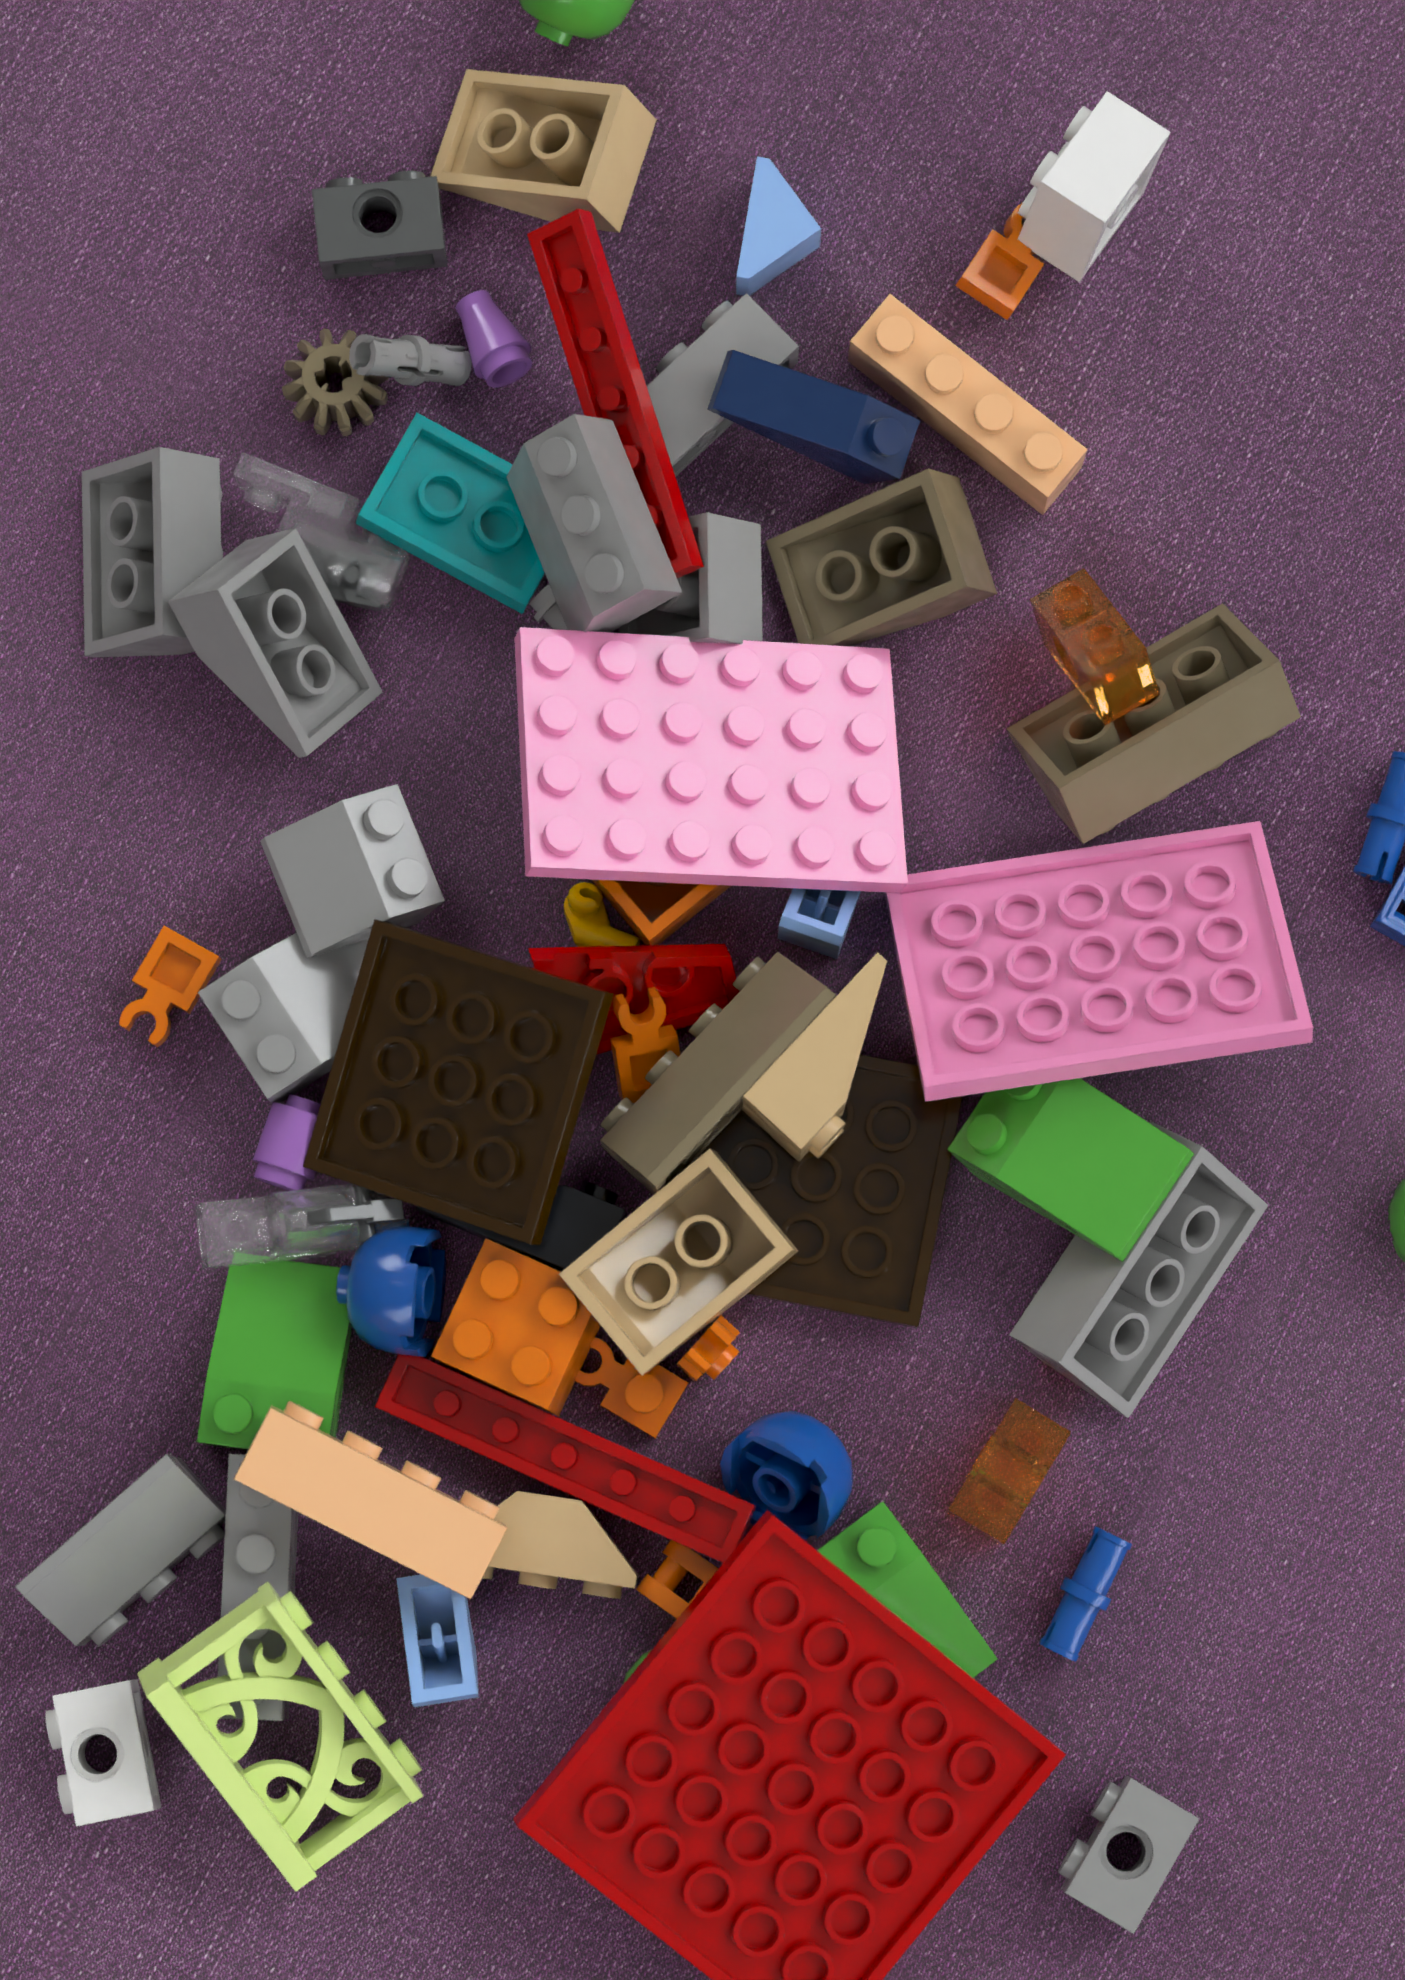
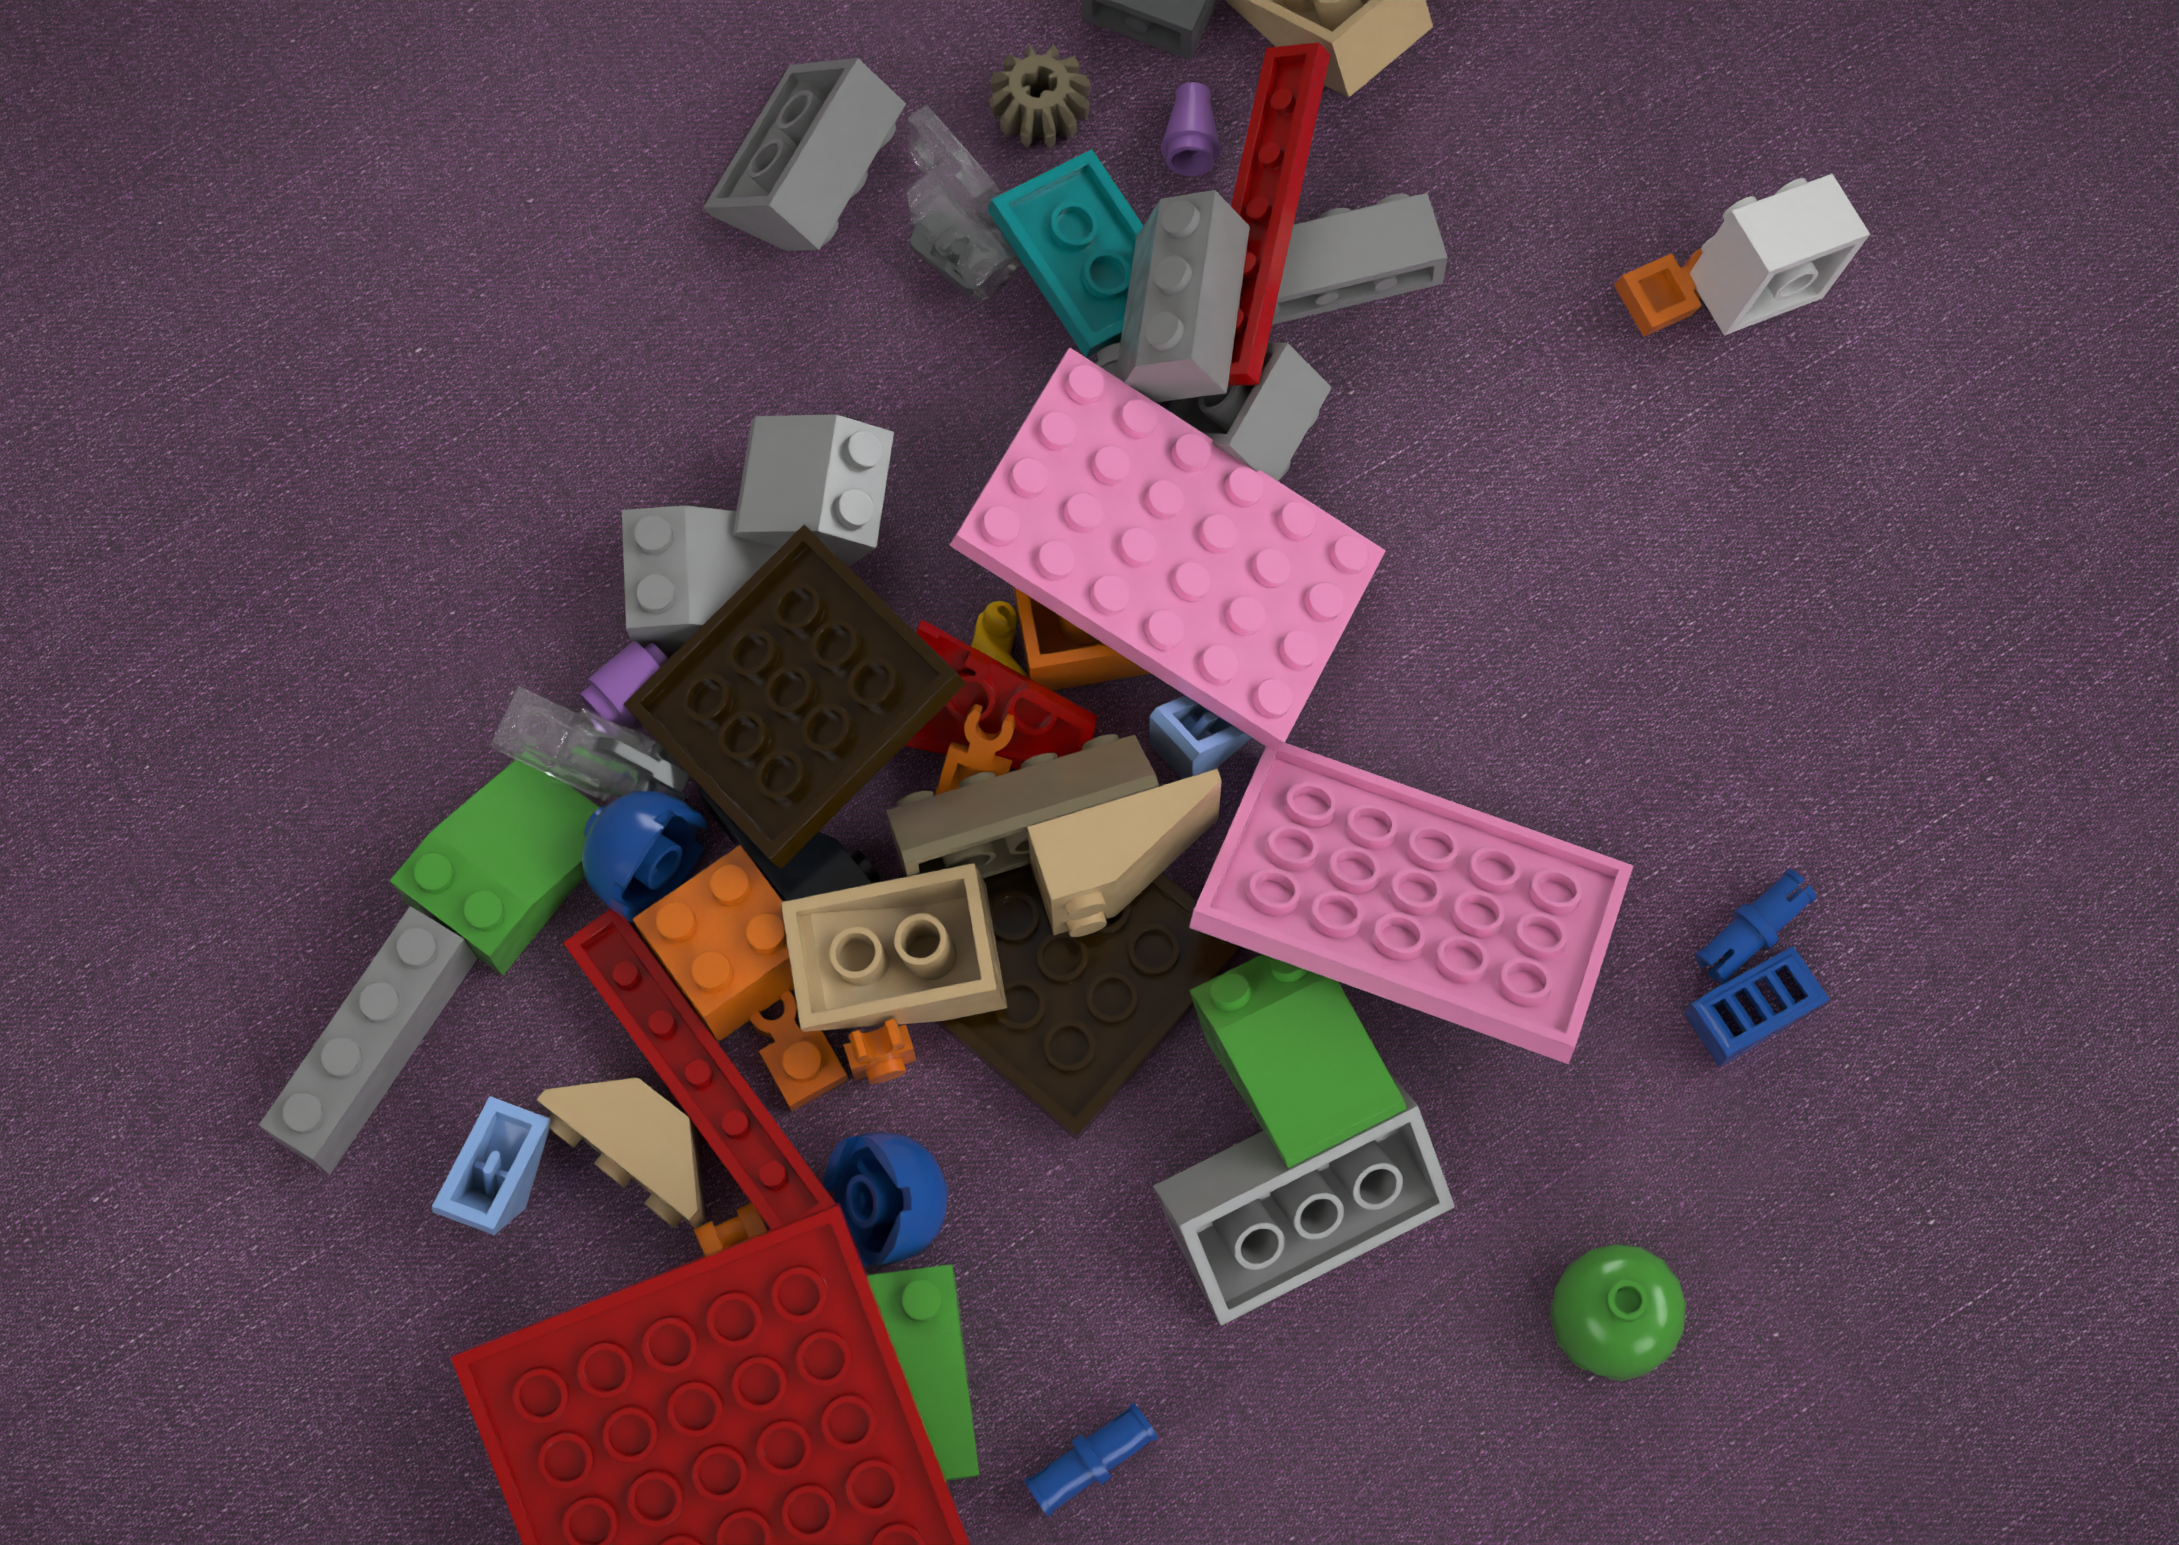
camera: 30 degrees right, 10 degrees down
(126, 1553) = (271, 941): light grey slope -> none
(131, 1782) = (162, 1145): white brick -> none
(172, 976) = (607, 491): orange plate -> none
(278, 640) = (865, 267): light grey slope -> none
(282, 1821) = (250, 1245): yellowish green fence -> none
(370, 1500) = (501, 1005): light nougat brick -> none
(410, 360) = (1110, 104): light grey pin -> none
(776, 230) = (1481, 163): light blue slope -> none
(815, 418) = (1427, 321): dark blue slope -> none
(882, 563) = (1423, 475): dark tan slope -> none
(966, 404) = (1568, 383): light nougat brick -> none
(1008, 1471) = (1082, 1307): clear orange brick -> none
(1094, 646) = (1565, 633): clear orange brick -> none
(1214, 701) = (1586, 734): dark tan slope -> none

